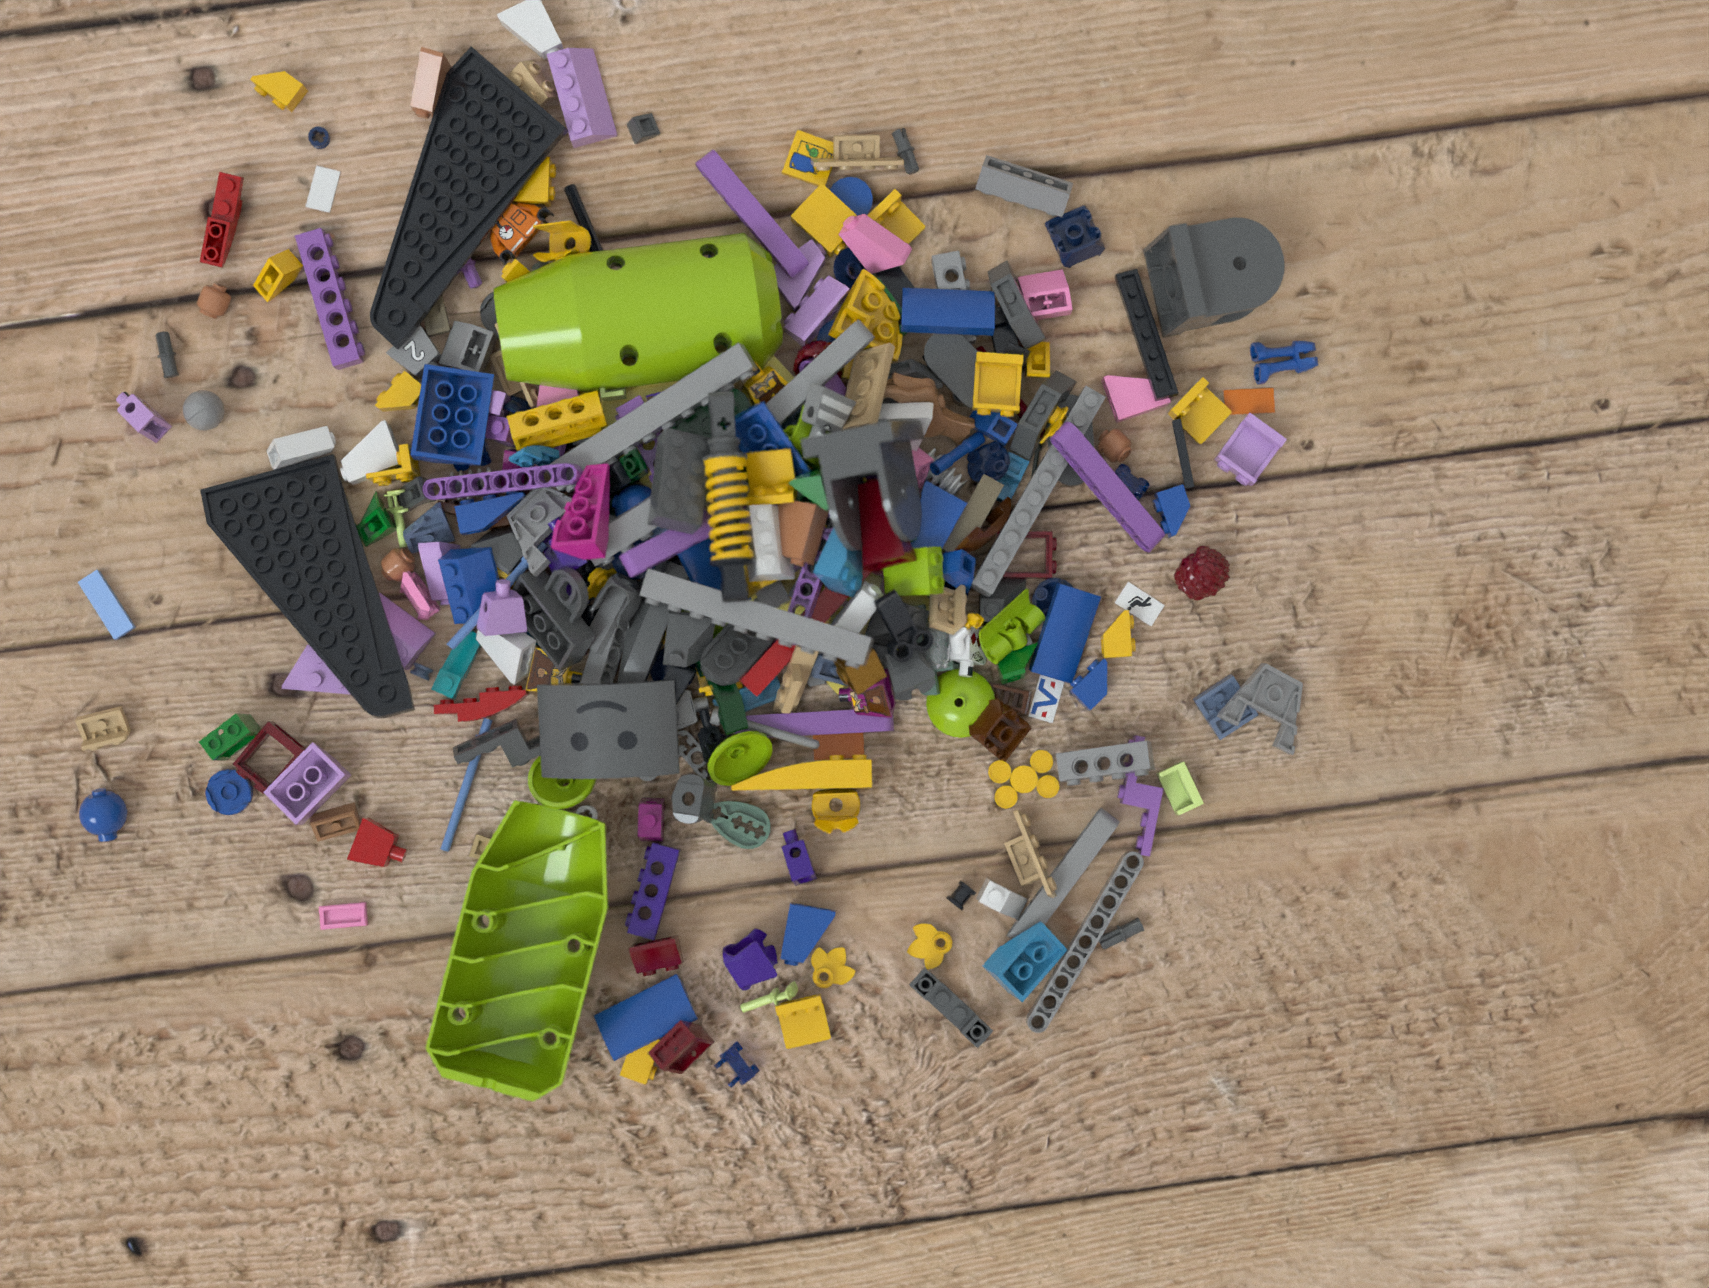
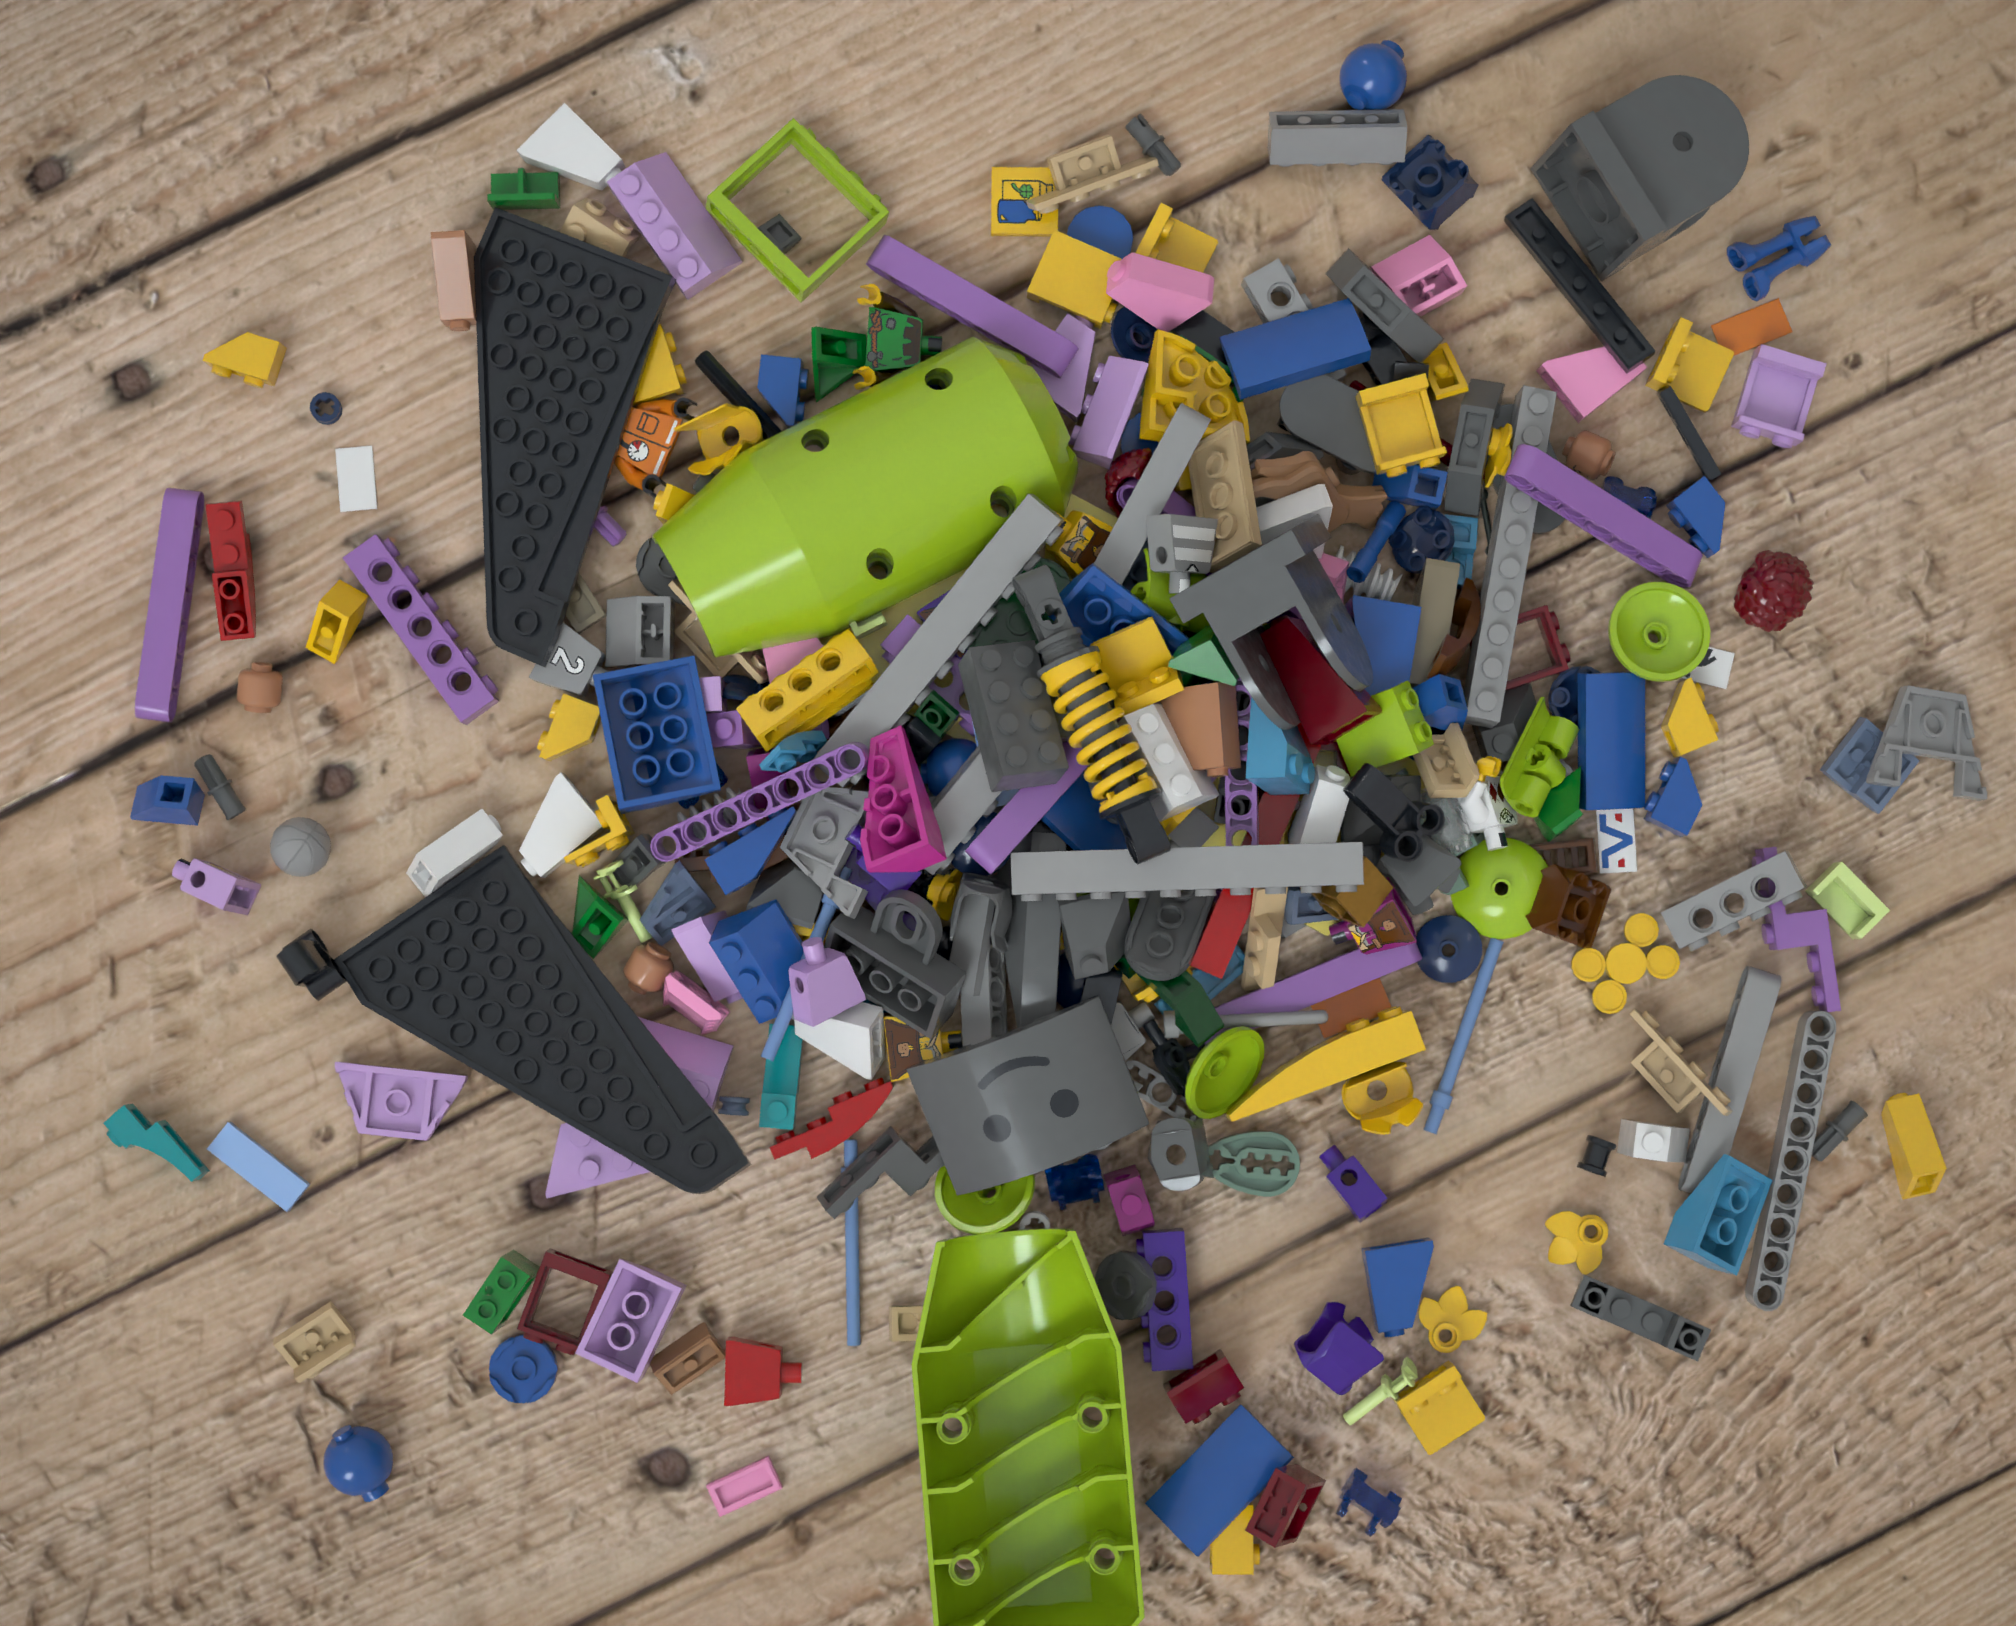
camera: 20 degrees left, 0 degrees up
(34, 552) = (132, 1129): none -> teal slope
(131, 352) = (168, 801): none -> blue slope
(175, 228) = (169, 605): none -> medium lavender beam
(183, 486) = (311, 965): none -> black piece
(210, 593) = (398, 1099): none -> lavender wing
(494, 42) = (525, 190): none -> green panel
(613, 222) = (780, 386): none -> blue slope
(621, 795) = (1075, 1181): none -> clear blue piece
(630, 872) = (1126, 1285): none -> dark grey tile
(654, 217) = (835, 358): none -> green slope
(692, 88) = (829, 165): none -> lime window
(695, 216) = (893, 338): none -> torso
(874, 824) = (1441, 1098): none -> medium blue bar
(924, 727) = (1453, 931): none -> dark blue dish
(1061, 155) = (1373, 76): none -> blue brick
(1128, 563) = (1675, 620): none -> lime dish
(1165, 959) = (1912, 1146): none -> yellow slope

